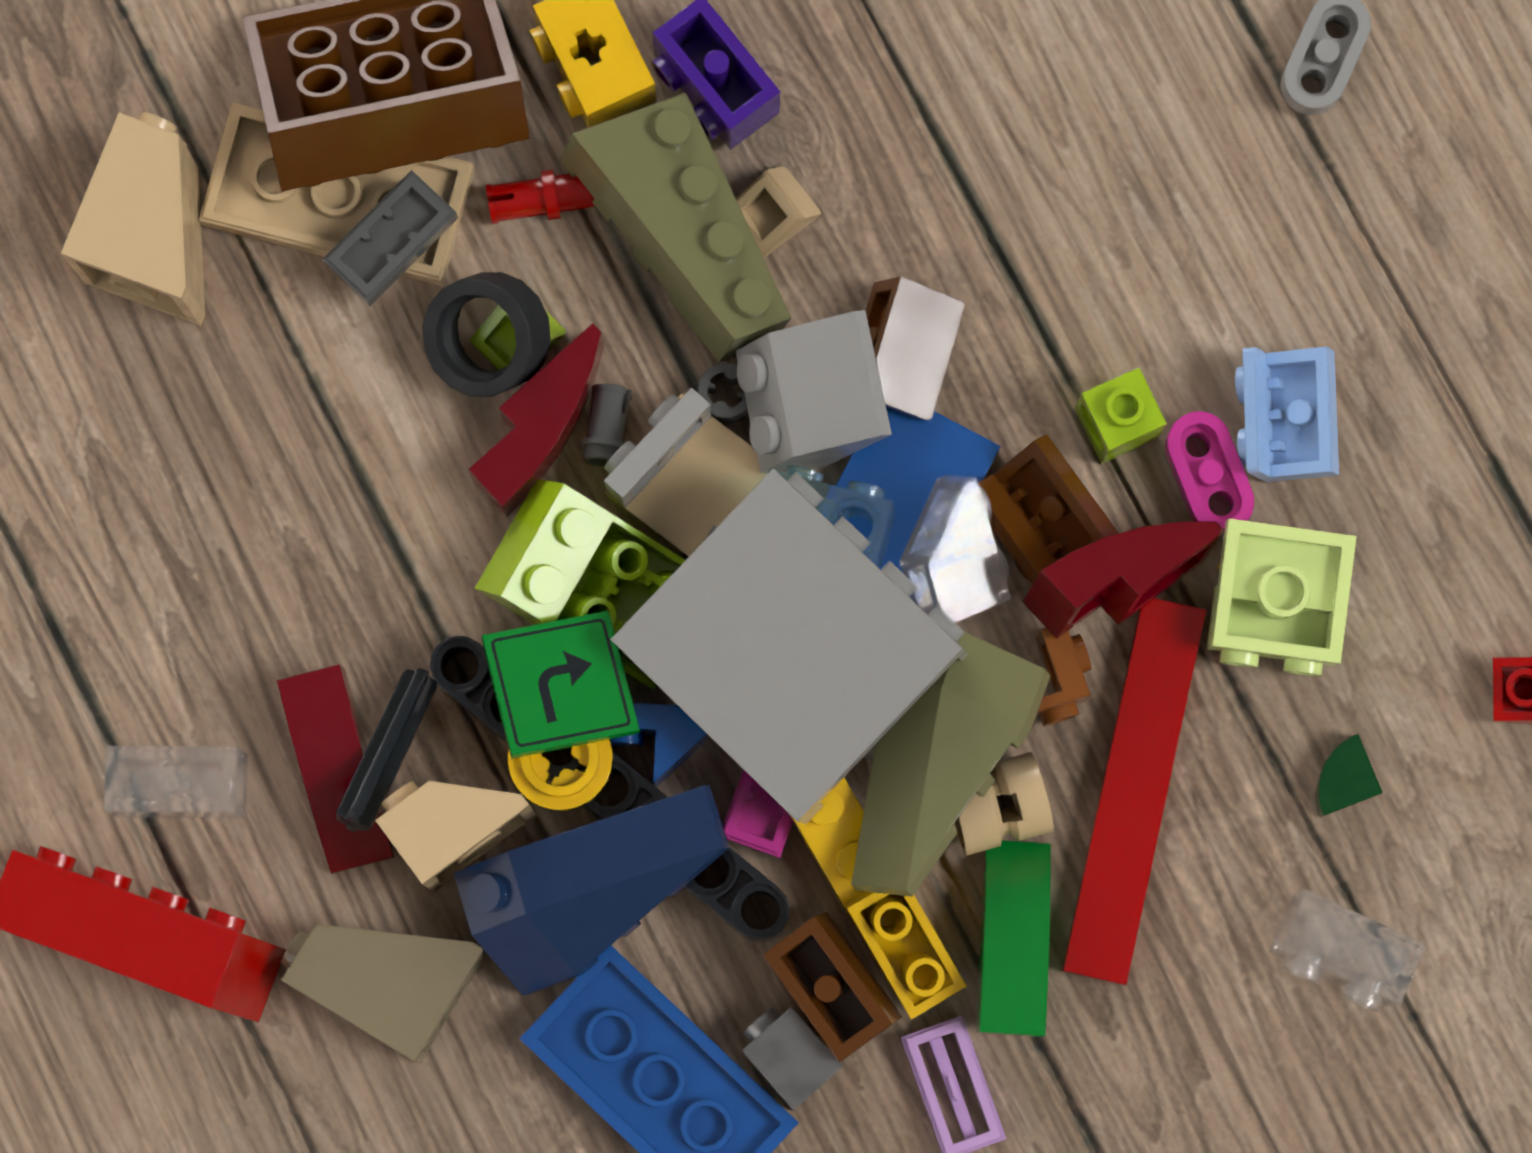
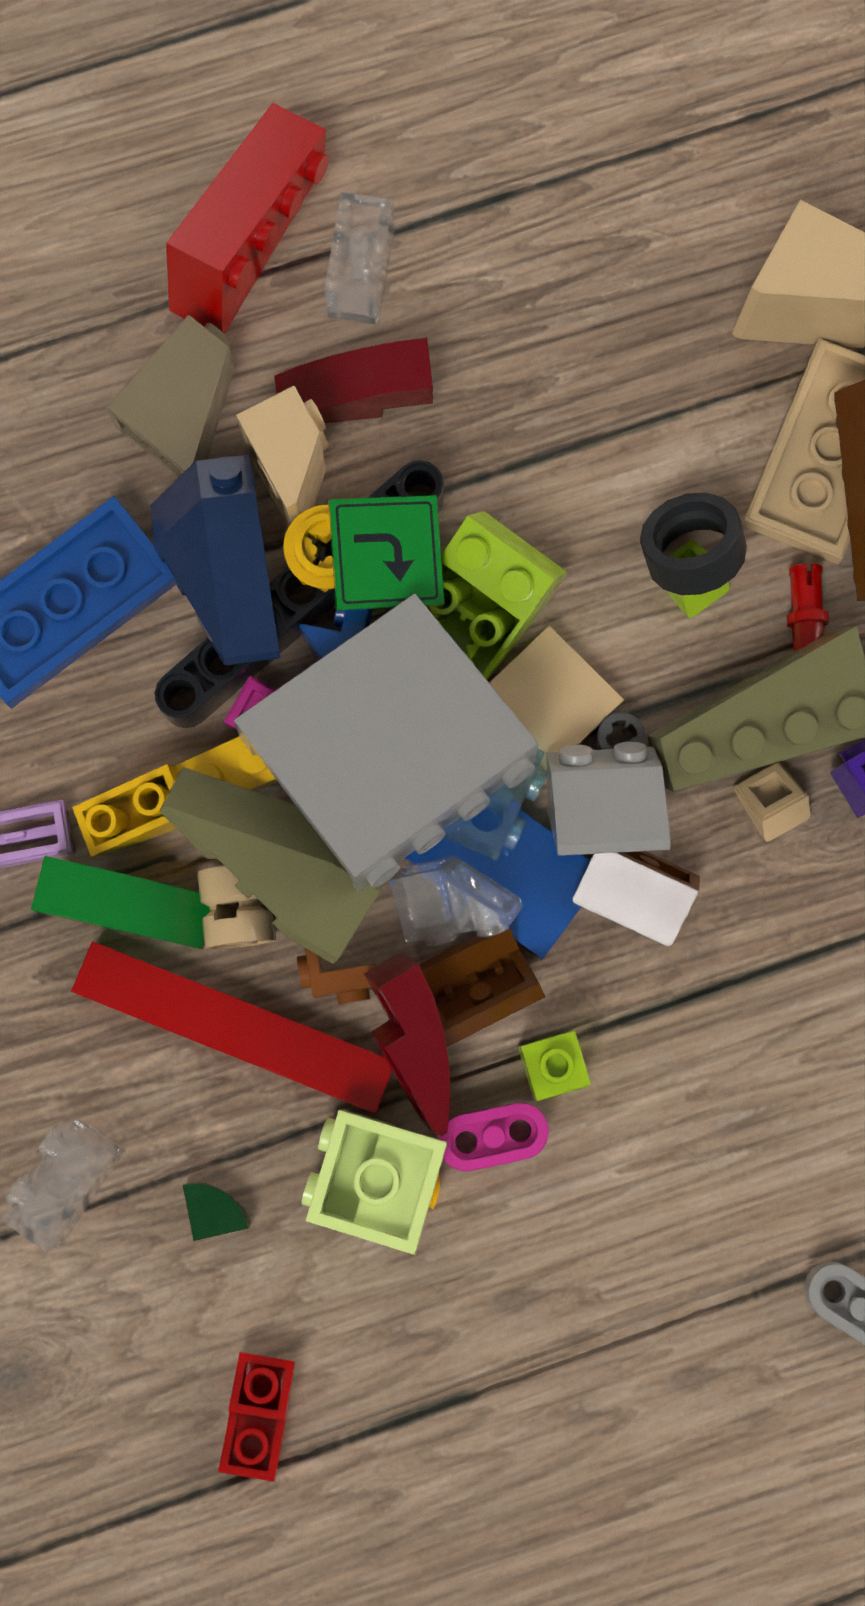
camera: 100 degrees right, 0 degrees up
(386, 750) = (356, 416): black axle -> none
(390, 238) = (784, 478): dark grey plate -> none
(540, 422) = (615, 581): dark red slope -> none
(606, 423) = (604, 635): dark grey pin -> none
(674, 425) = (565, 649): light grey plate -> none
(789, 1055) = (61, 706): flat silver brick -> none
(832, 986) = (107, 745): reddish brown brick -> none
(1288, 414) = (536, 1215): light blue bracket -> none

